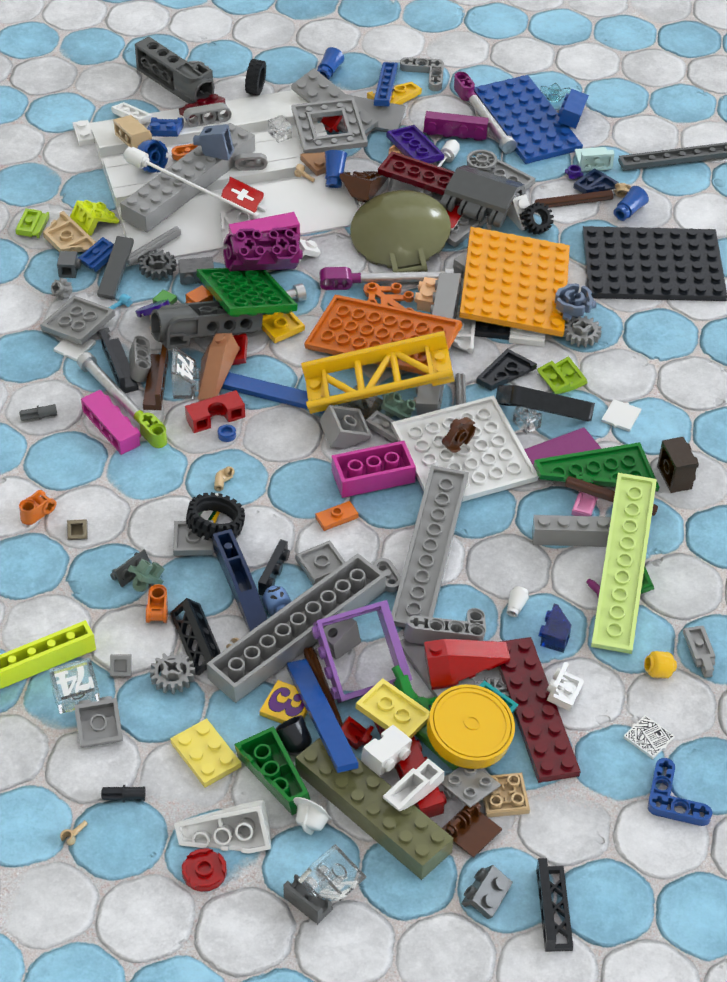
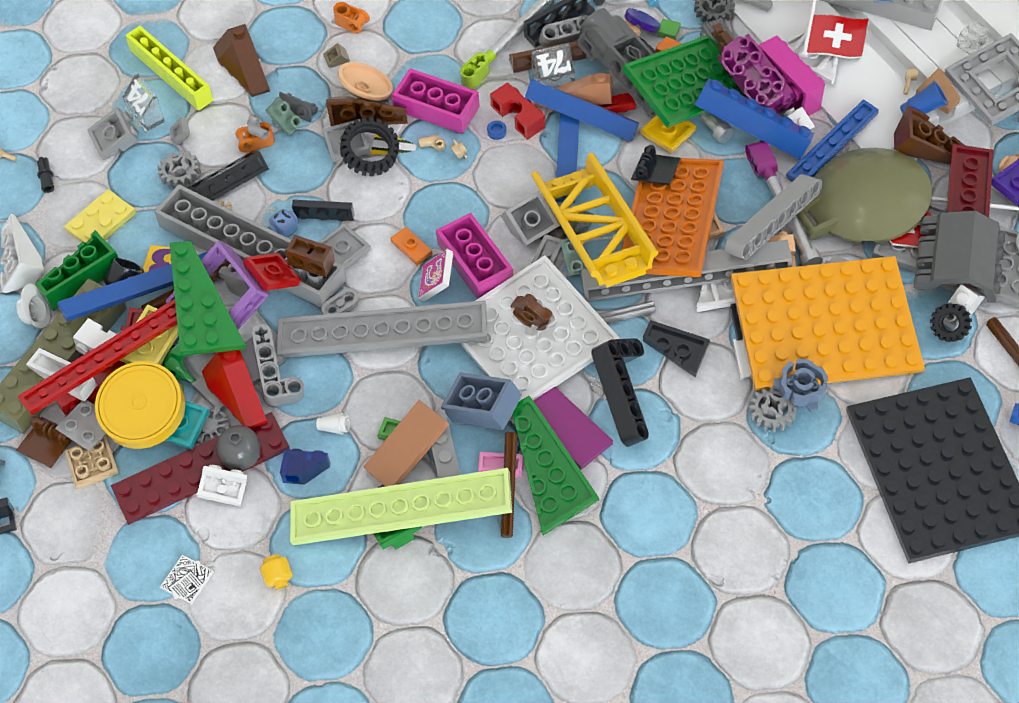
camera: 80 degrees right, 10 degrees up
(41, 600) = (239, 57): none -> reddish brown wedge
(111, 421) = (475, 36): dark pink brick -> none
(133, 506) = (365, 81): none -> light nougat dish
(157, 595) = (254, 127): none -> light grey arm
(161, 523) = (350, 109): none -> reddish brown wedge
(180, 460) = (436, 100): none -> dark pink brick
(214, 259) = (722, 36): none -> reddish brown plate
(239, 367) = (581, 110): none -> blue tile
(239, 578) = (299, 185): dark blue slope -> none
(242, 459) = (459, 149): none -> tan plate
(251, 161) = (900, 28): light grey plate -> none
(305, 262) = (754, 118): none -> blue brick
(326, 334) = (655, 168): none -> black hinge
(338, 236) = (834, 140): none -> blue tile
(349, 564) = (310, 255): none -> reddish brown brick
(357, 595) = (272, 271): none -> red plate
(374, 290) = (746, 212): orange plant -> none
(385, 498) = (435, 275): none -> tile
(392, 653) = (200, 312): none -> green wing
(411, 728) = (99, 358): none -> red plate
(413, 275) = (773, 216): none -> light grey beam
(530, 666) = (238, 447): none -> dark grey cylinder
(532, 566) = (387, 427): none -> bright green tile
(533, 488) = (481, 400): none -> sand blue brick
(562, 376) = (692, 405): lime slope -> none
(562, 548) = (406, 445): none -> nougat tile
(621, 415) = (652, 477): white piece -> none
(664, 798) = (110, 604): blue beam -> none
(677, 464) = (571, 539): dark brown brick -> none
(700, 649) = (309, 609): light grey hinge -> none

